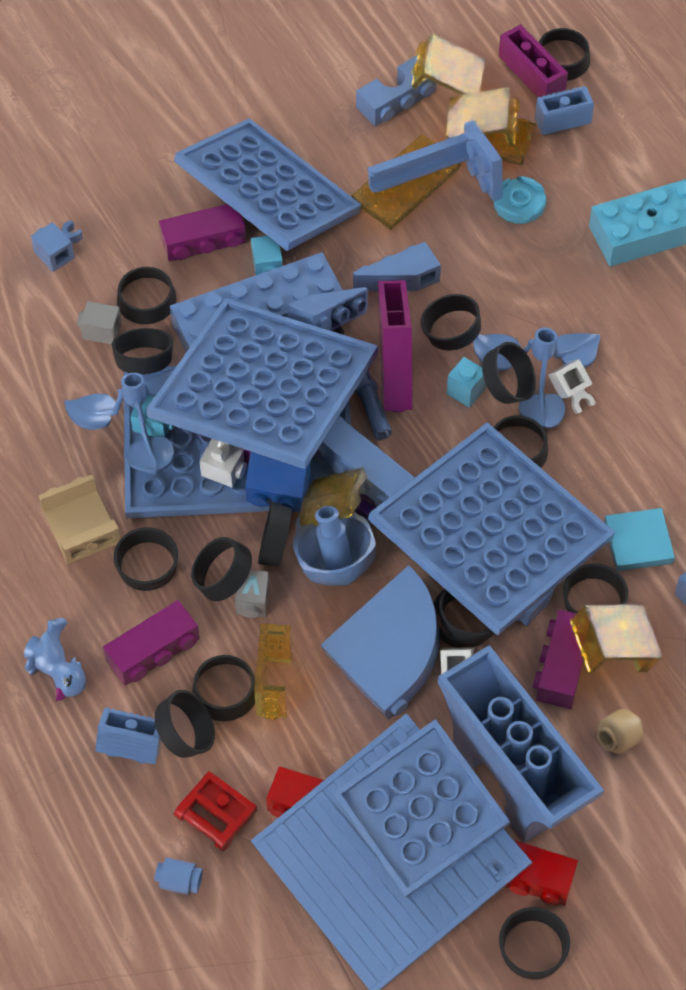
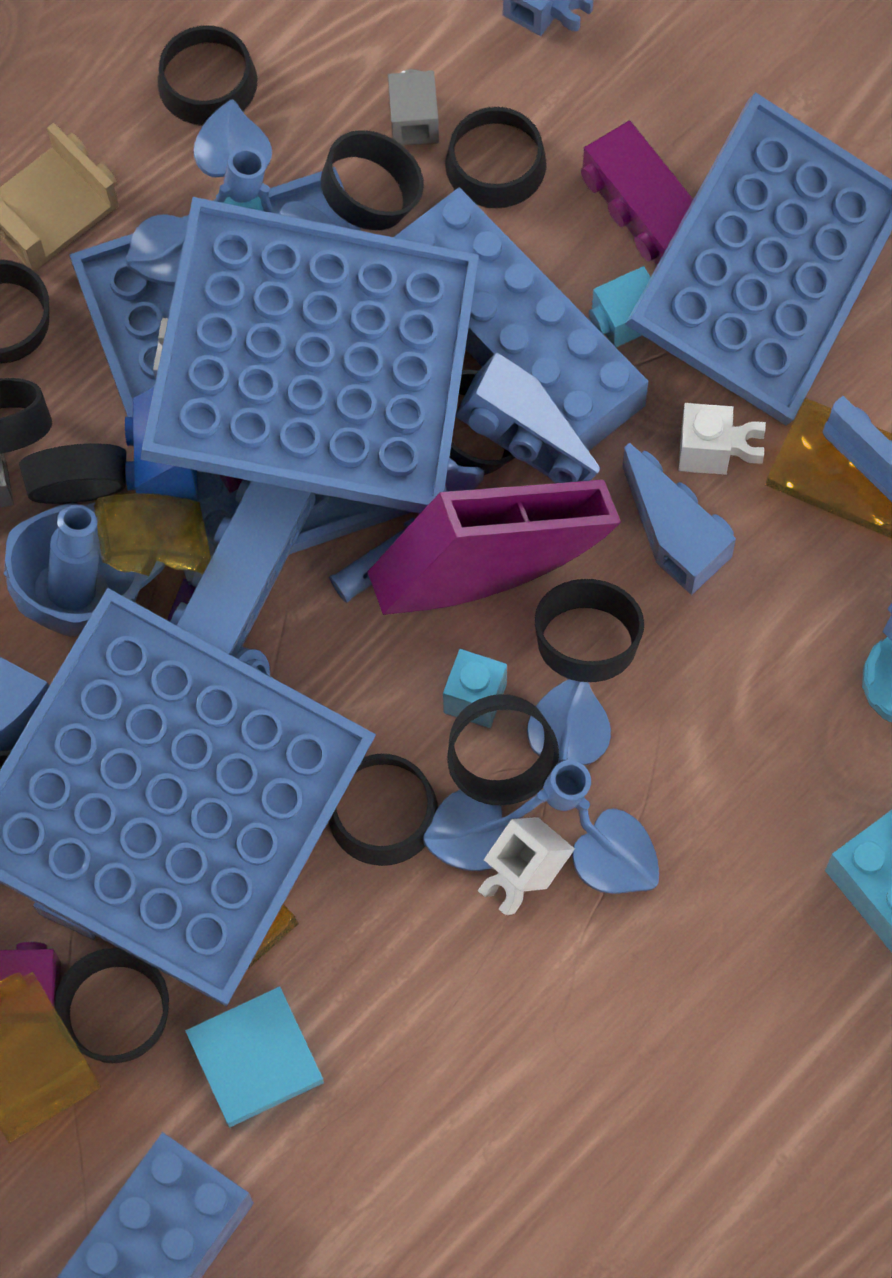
camera: 75 degrees right, 10 degrees up
(34, 442) = (199, 111): none -> black tyre
(360, 241) = (711, 438): none -> white brick

